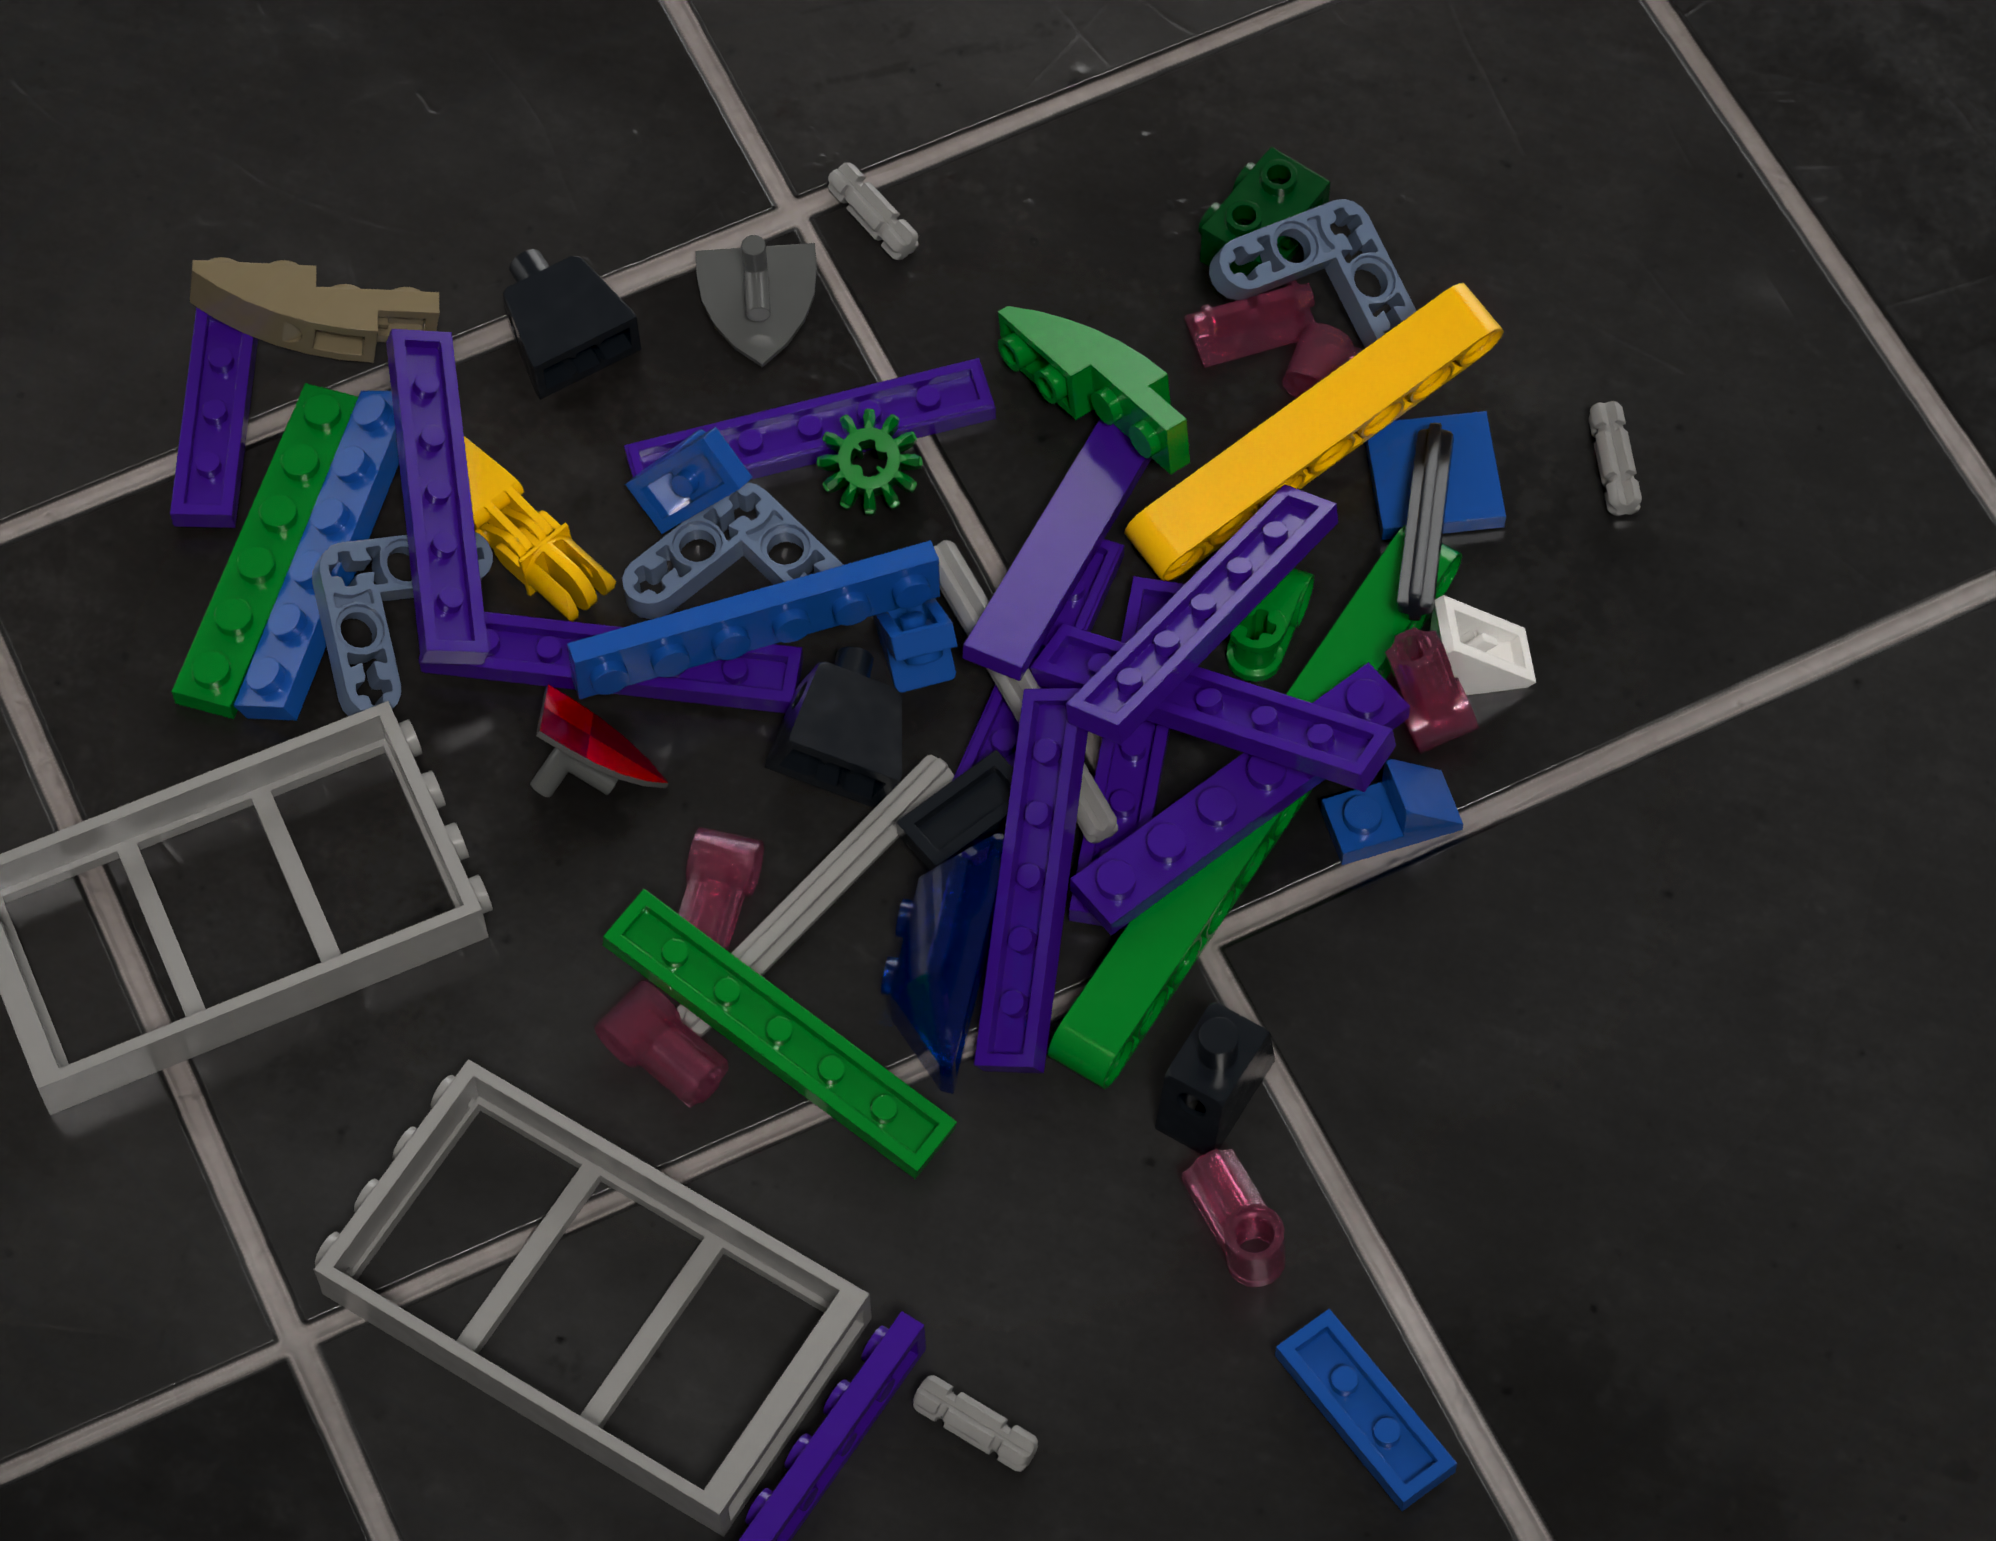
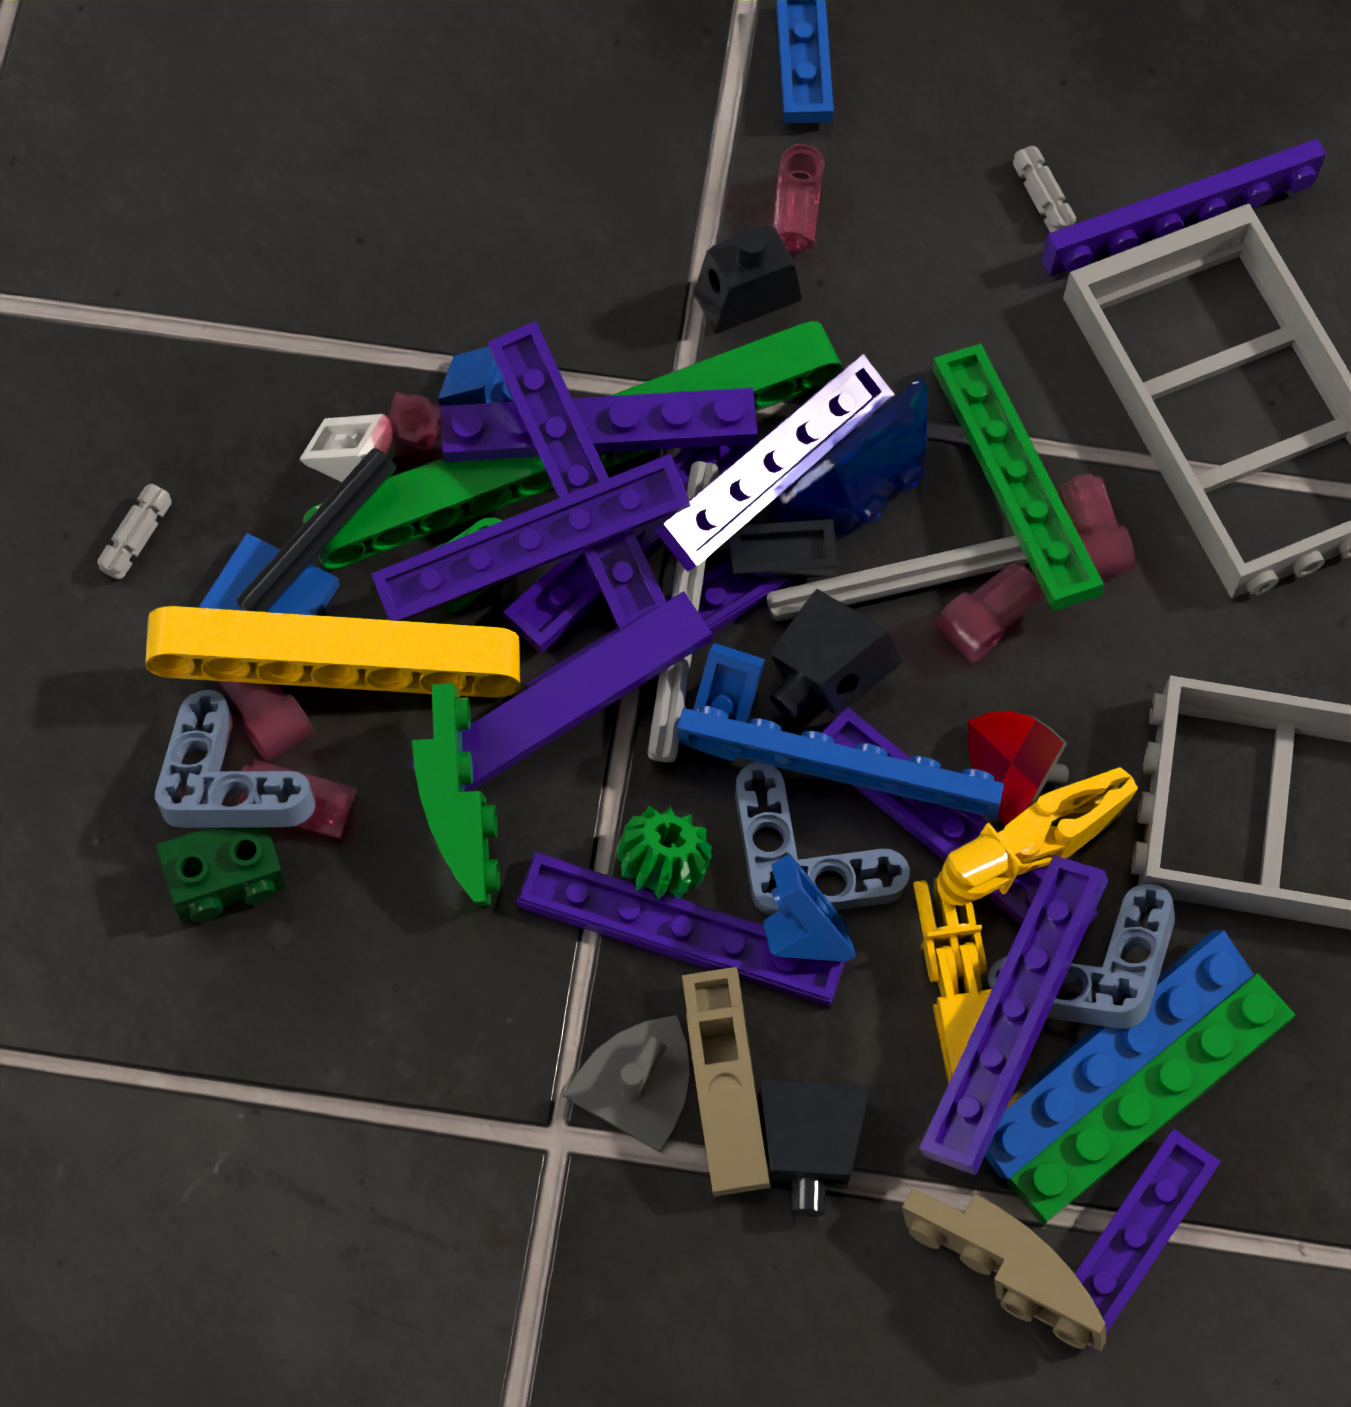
camera: 150 degrees left, 5 degrees up
(518, 663) = (1030, 838): none -> yellow arm
(680, 315) = (725, 1082): none -> dark tan slope
(873, 211) = (501, 1086): light grey axle -> none

